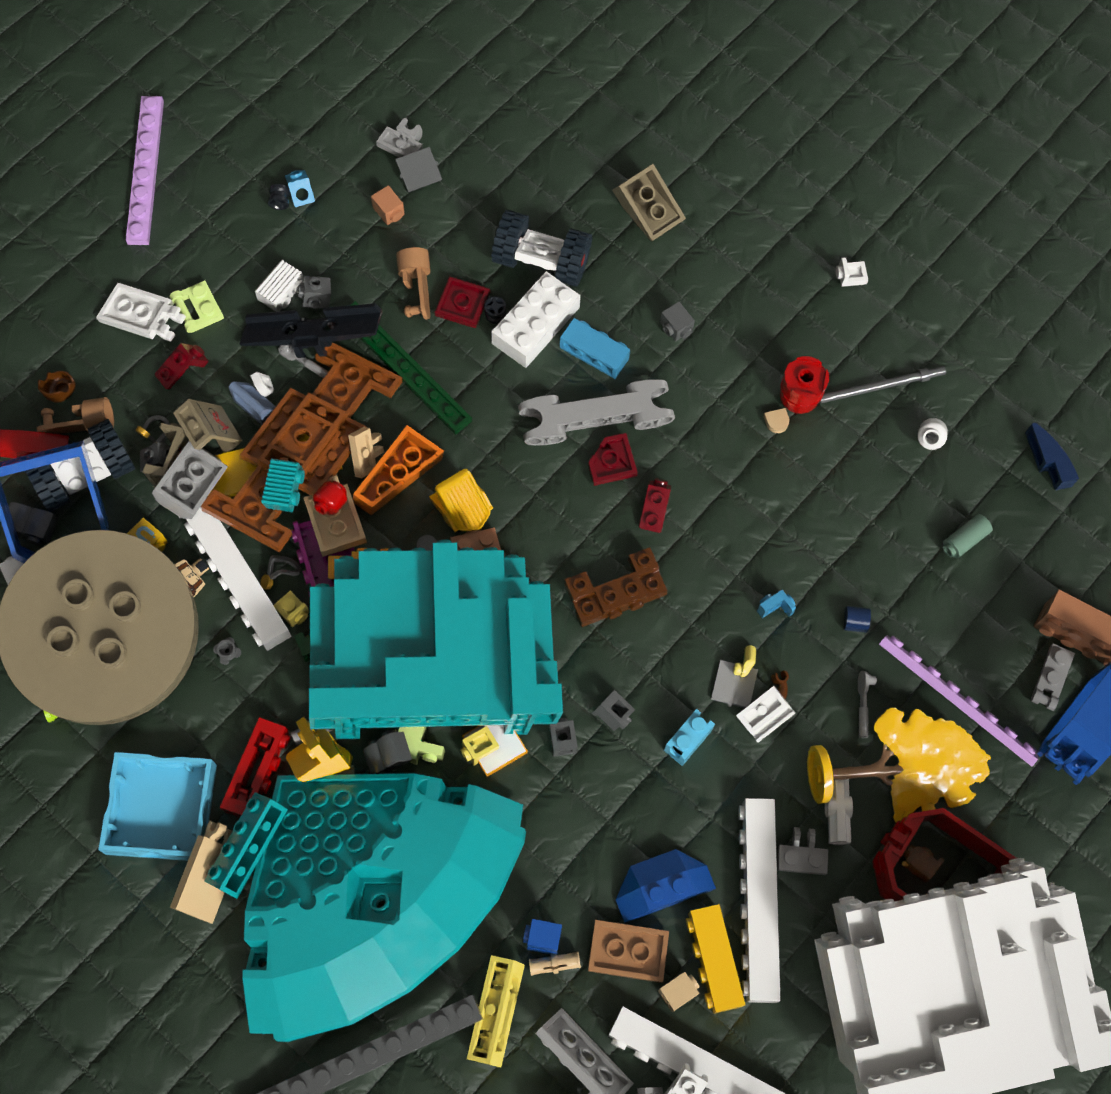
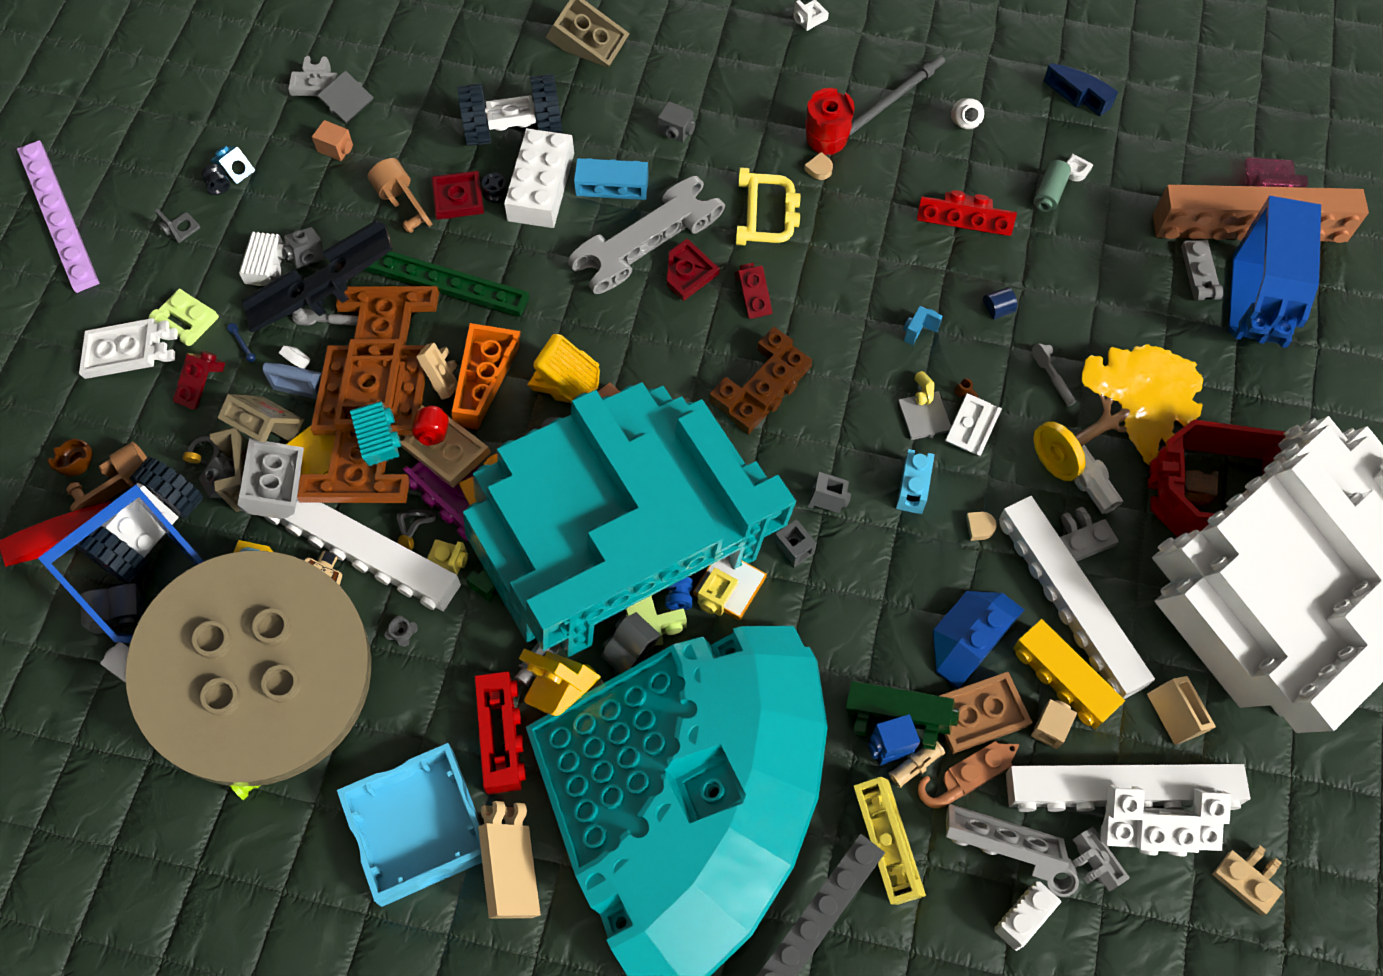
camera: 25 degrees left, 5 degrees down
(224, 224) = (172, 227): none -> dark grey bracket
(229, 334) = (233, 329): none -> dark blue hinge
(245, 845) = (535, 810): teal brick -> none
(449, 734) = (679, 595): none -> blue wheel
(561, 910) = (883, 703): none -> dark green brick
(592, 994) = (970, 773): none -> nougat plate
(723, 801) = (980, 525): none -> tan tile
(725, 455) = (792, 201): none -> light yellow bar
(790, 1036) = (1181, 710): none -> tan brick
(878, 523) = (967, 212): none -> red bracket
(967, 705) = (1146, 328): lavender plate -> none
(1002, 529) = (1079, 168): none -> white tile

